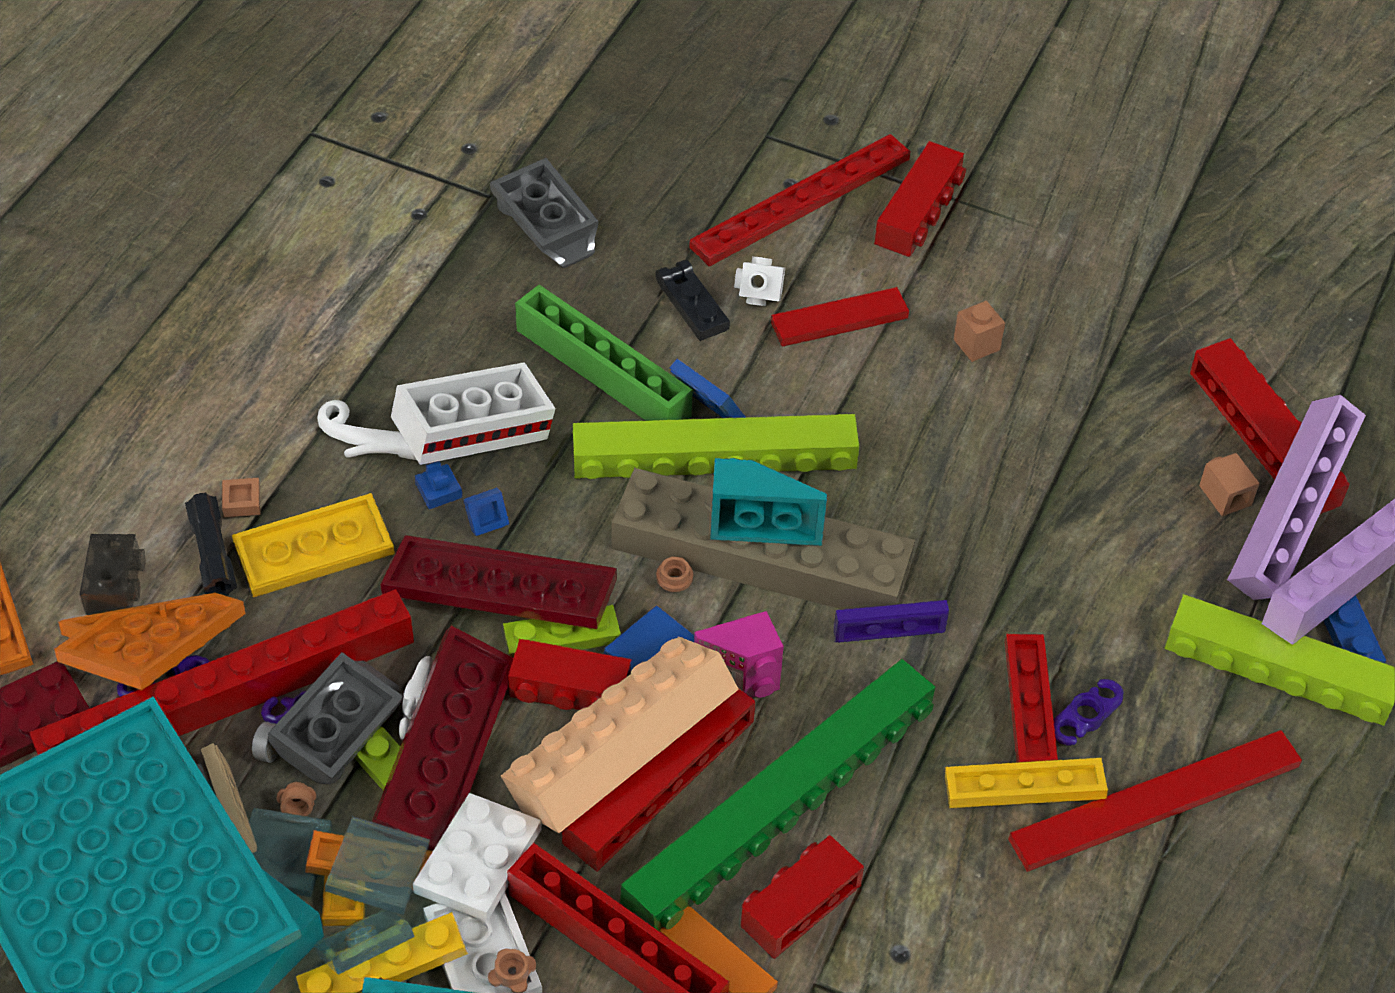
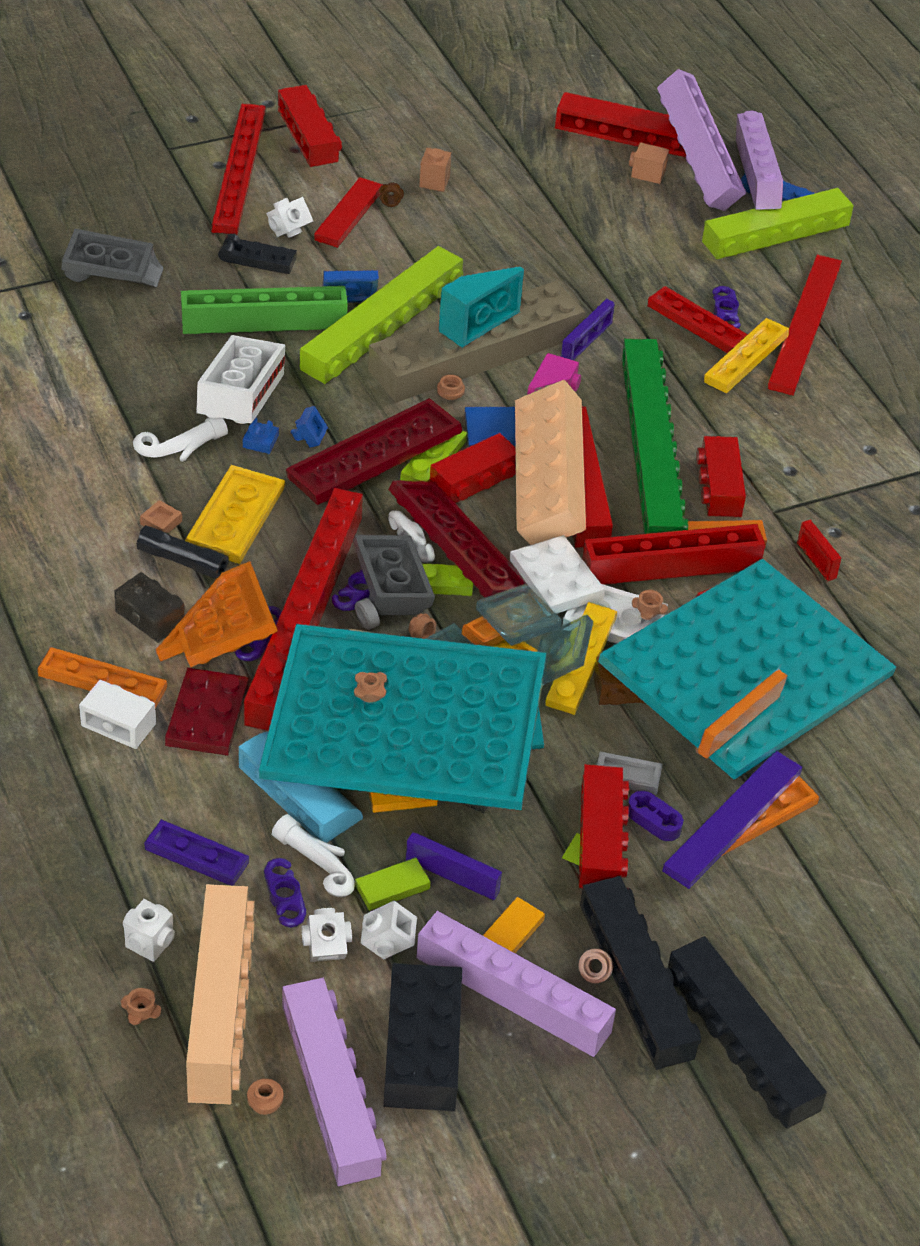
camera: 50 degrees left, 5 degrees down
(112, 824) = (370, 686): none -> nougat plate
(903, 327) = (391, 200): none -> reddish brown plate

